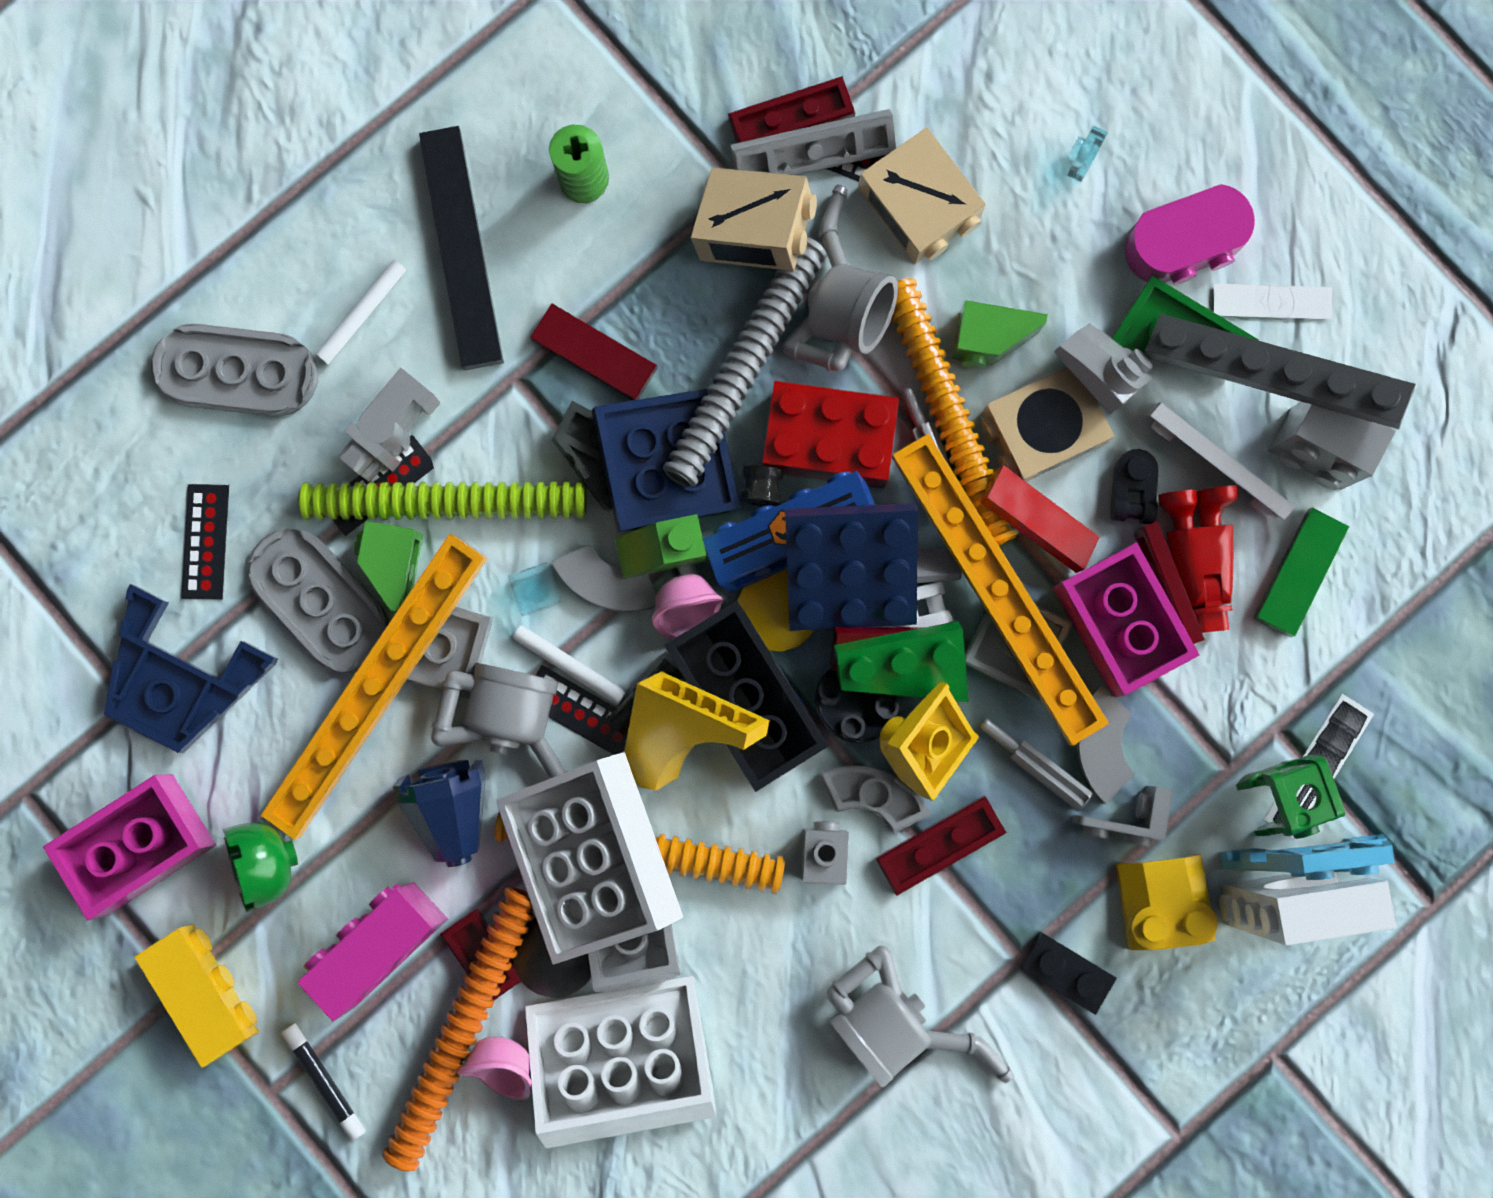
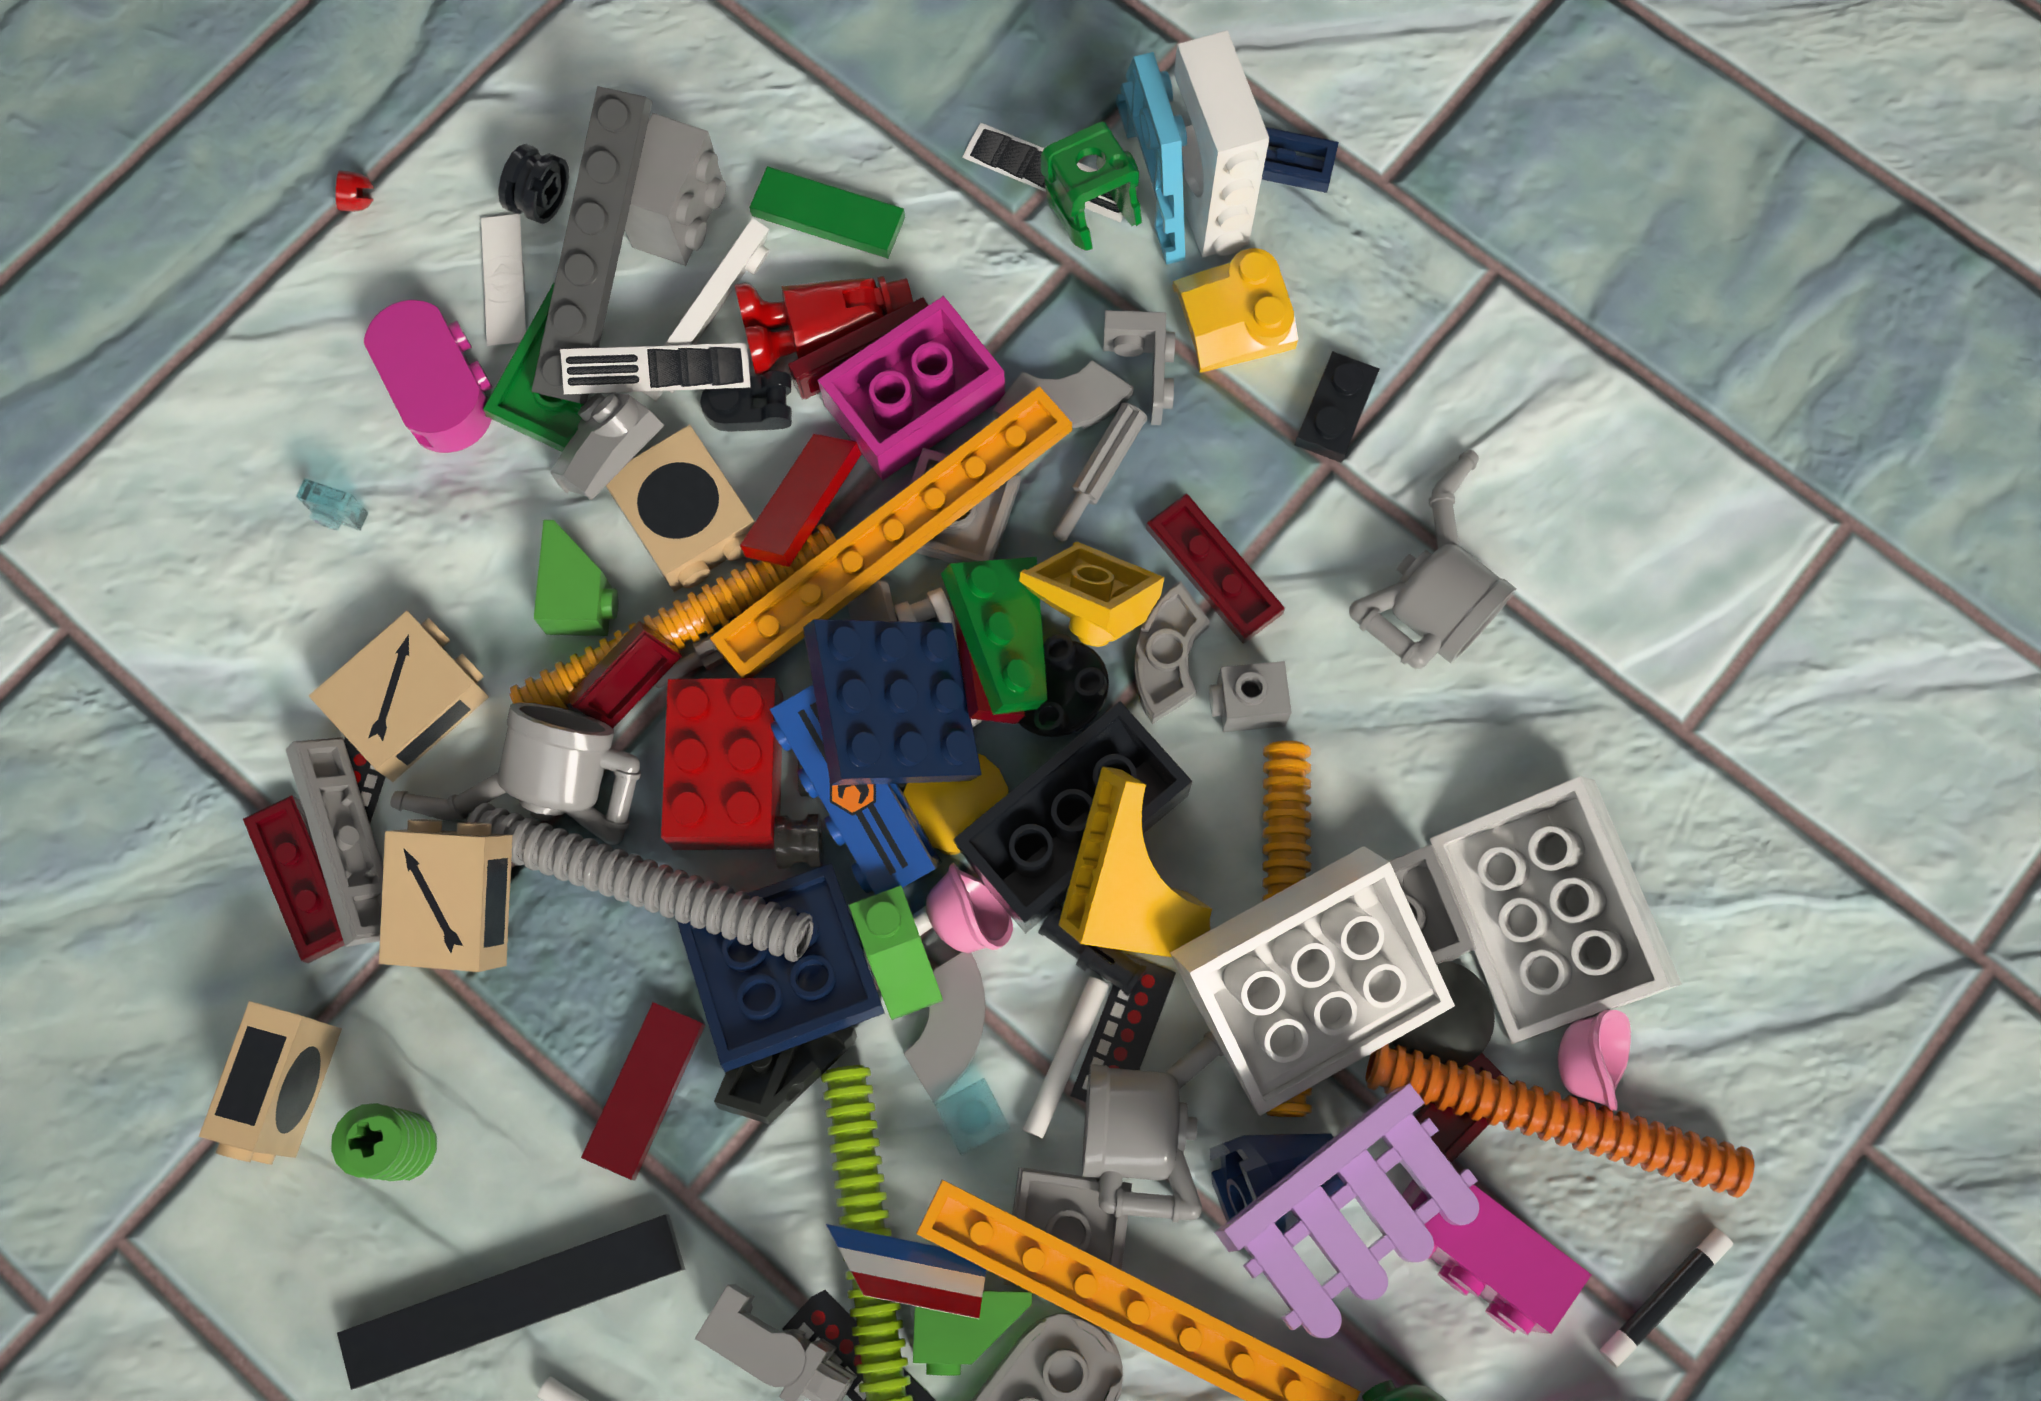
camera: 95 degrees left, 10 degrees down
(425, 525) = (911, 1272): none -> sticker
(444, 854) = (1321, 1219): none -> lavender fence
(635, 86) = (269, 1084): none -> brick
(910, 366) = (625, 675): none -> dark red tile
(1166, 413) = (655, 368): none -> sticker
(1321, 982) = (1295, 170): none -> dark blue tile
(1353, 331) = (533, 183): none -> black wheel
(1367, 182) = (350, 191): none -> red hinge

